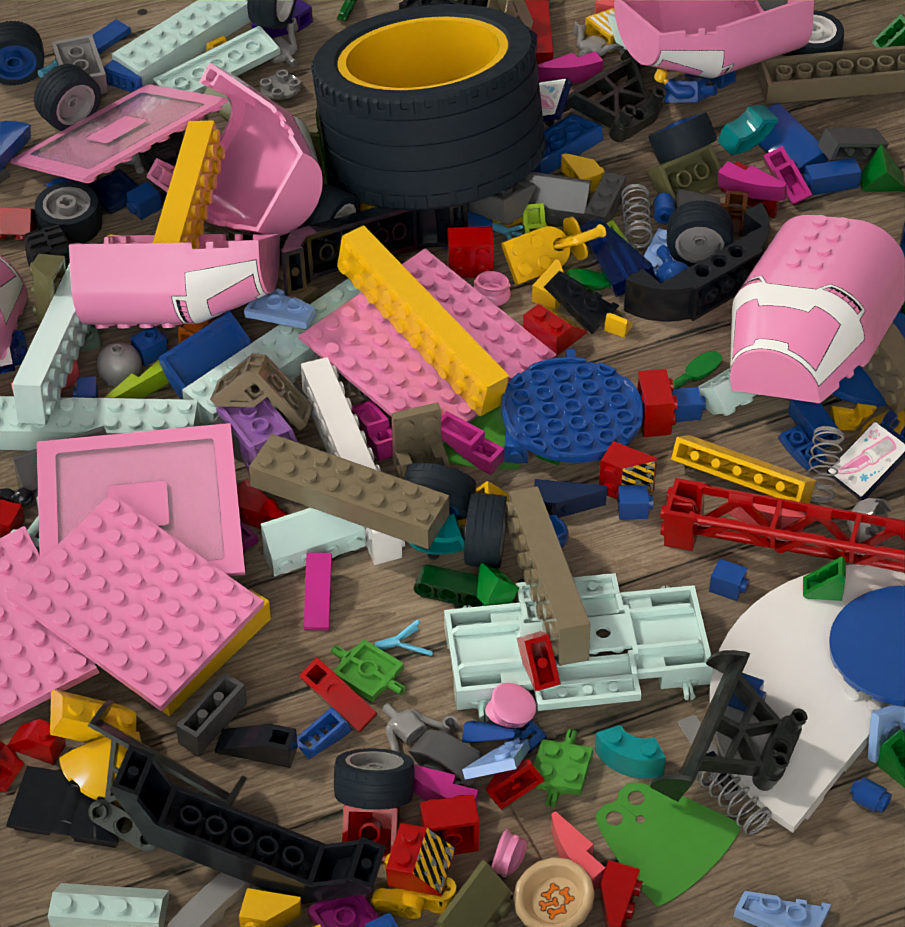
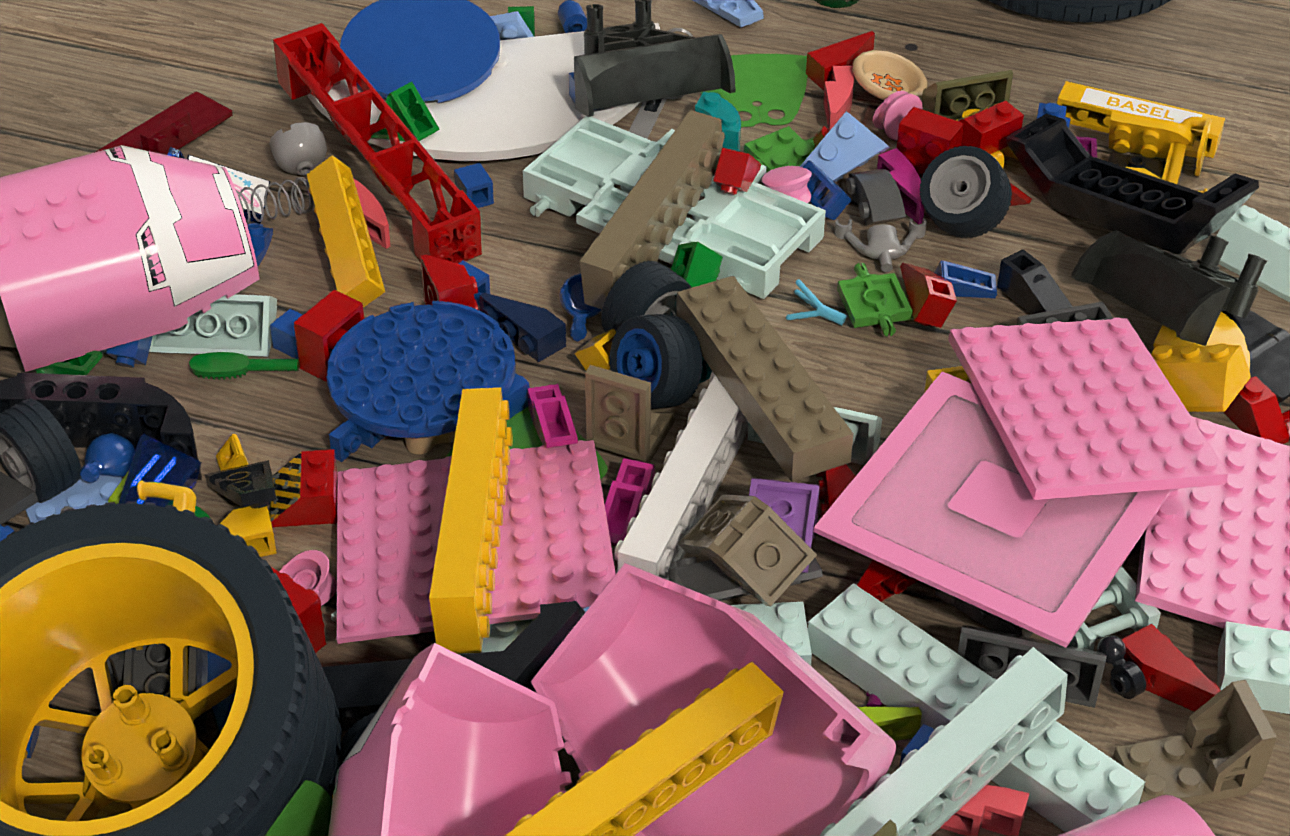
camera: 140 degrees left, 5 degrees down
(318, 591) = (856, 384): dark pink slope -> none

